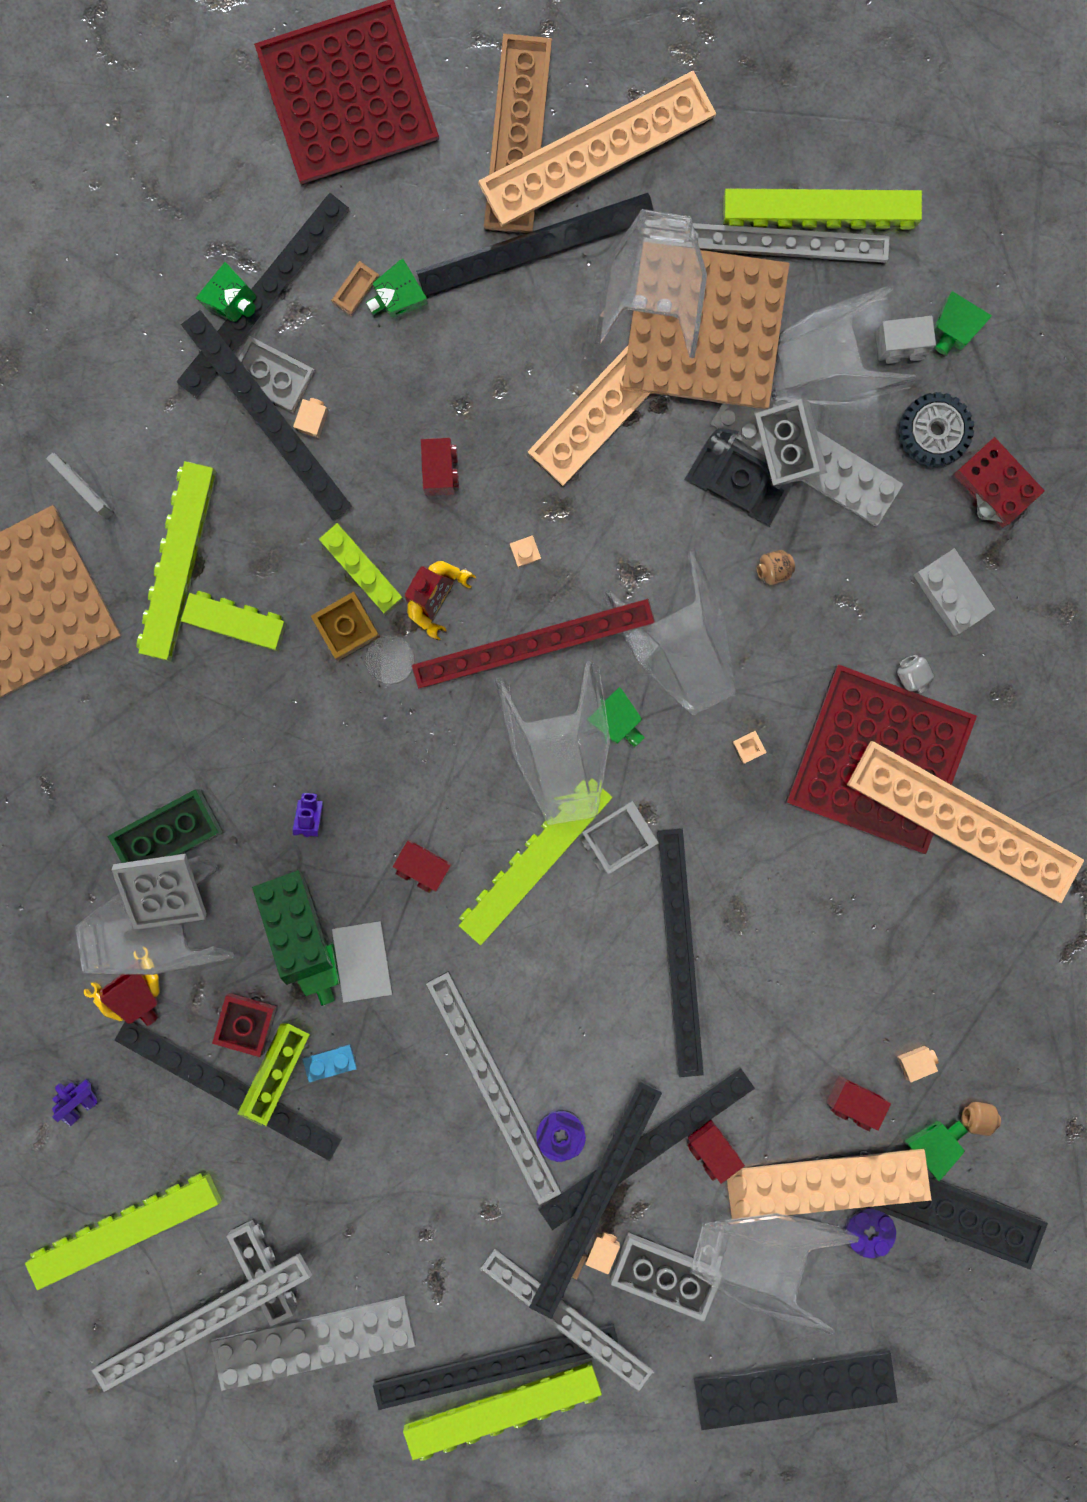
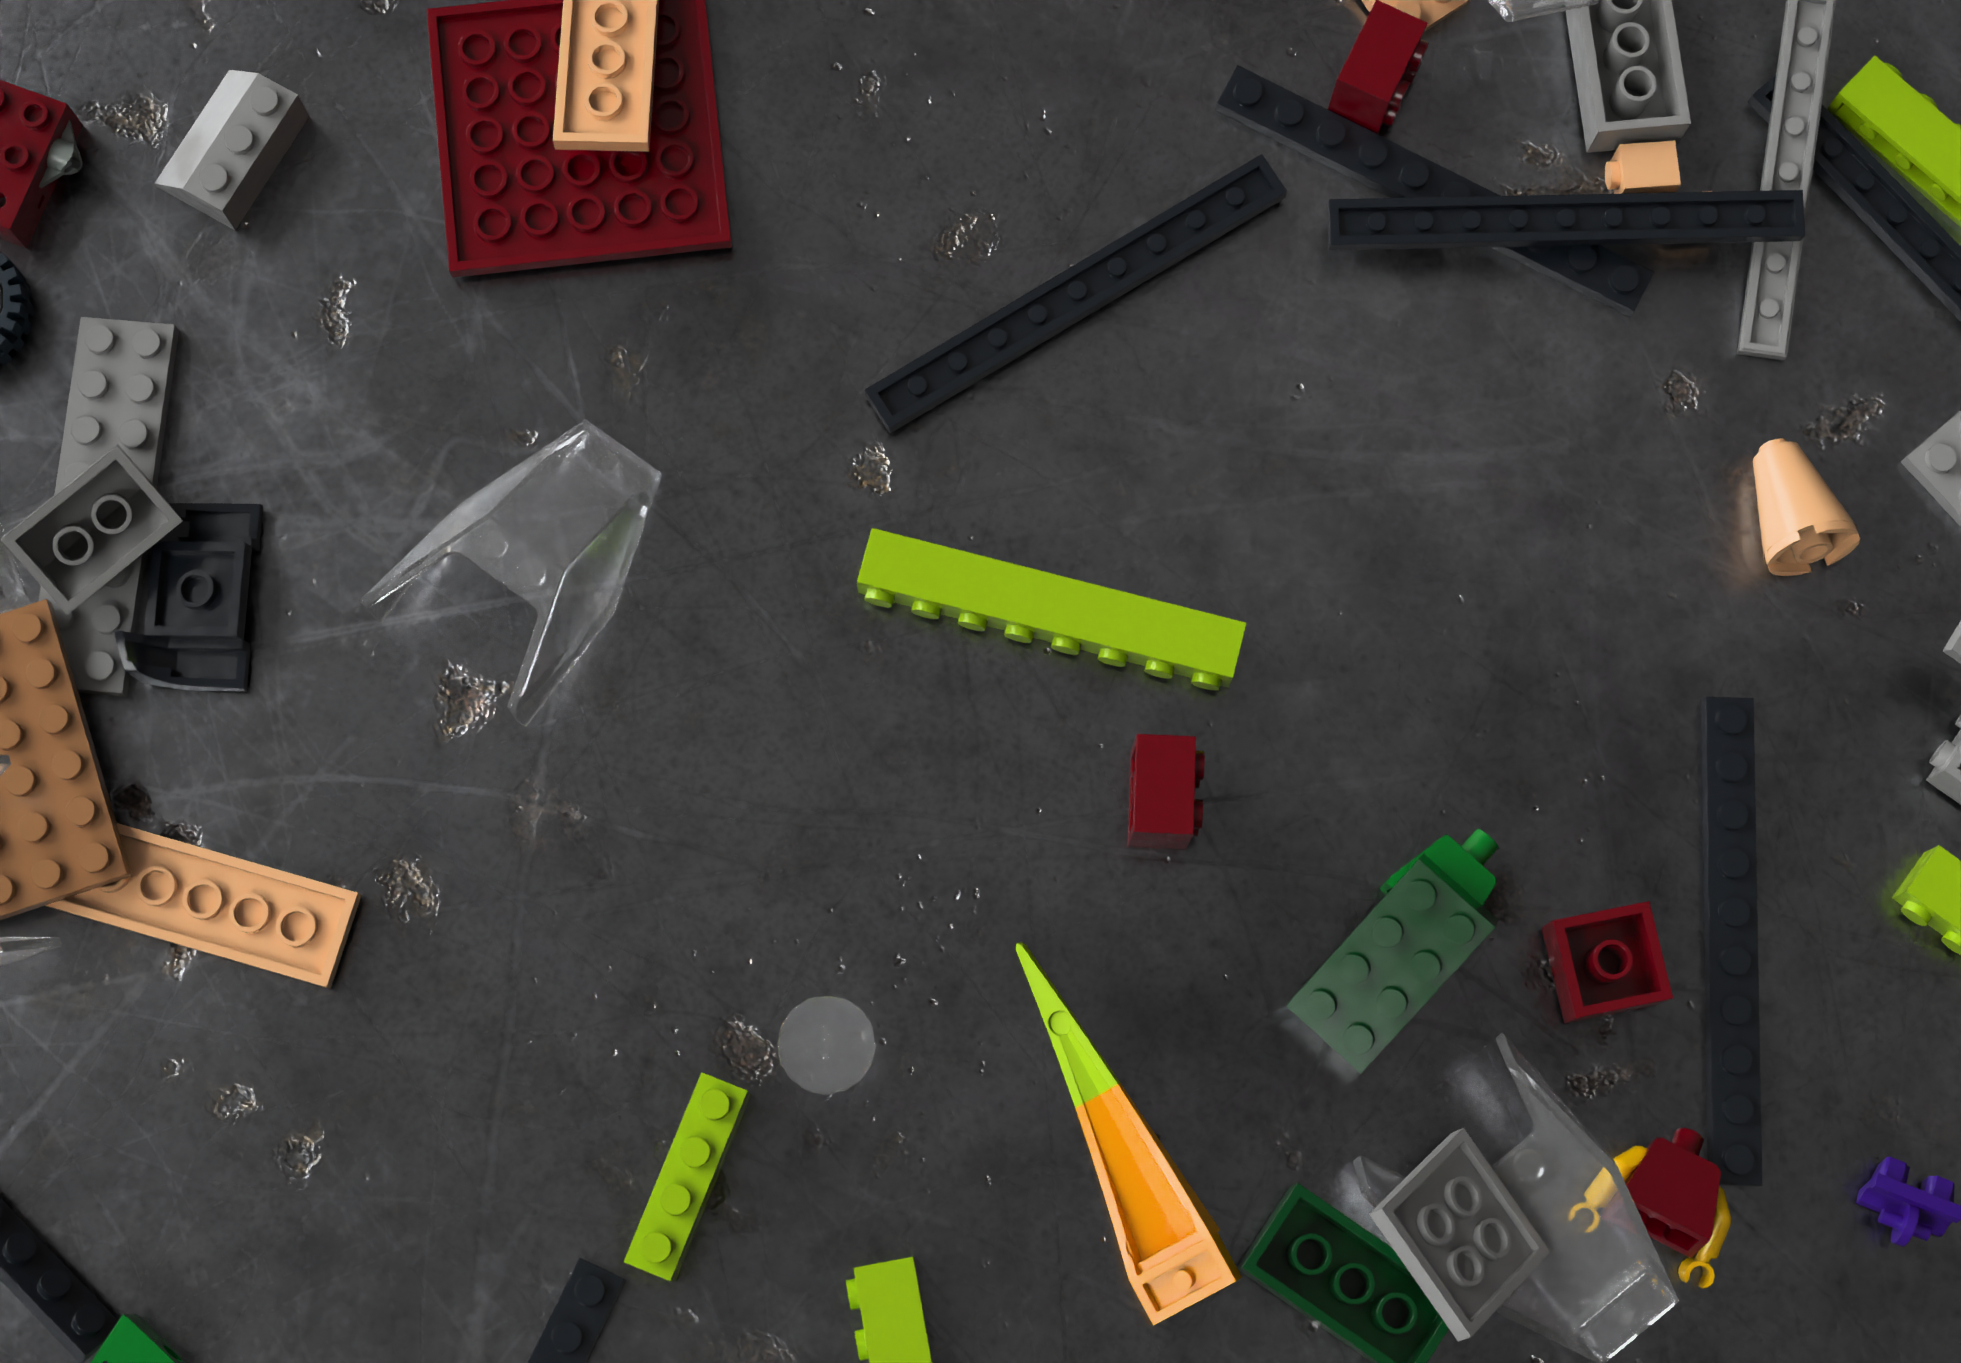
camera: 115 degrees left, 10 degrees down
(236, 765) = (1158, 1219): none -> light orange plate
(273, 1074) = (1664, 863): lime brick -> none
(308, 815) = (1181, 1042): dark purple hips -> none
(329, 1063) = (1587, 785): dark azure plate -> none
(345, 626) = (806, 1150): pearl gold brick -> none
(362, 961) = (1383, 819): light grey tile -> none
(404, 1230) = (1798, 511): none -> light nougat cone
(429, 591) = (669, 1031): torso -> none
(437, 466) = (429, 1129): dark red brick -> none
(493, 1088) = (1472, 488): light grey plate -> none
(525, 551) = (512, 903): light nougat plate -> none
(533, 643) = (670, 796): dark red plate -> none
(563, 754) = (846, 644): clear windscreen -> none
(567, 1148) = (1509, 316): dark purple plate -> none
(622, 718) = (730, 593): green torso -> none
(640, 824) = (897, 457): light grey window -> none
(749, 747) = (667, 350): light nougat plate -> none
(776, 567) = (329, 455): medium nougat head -> none
(915, 674) = (403, 140): light grey head -> none

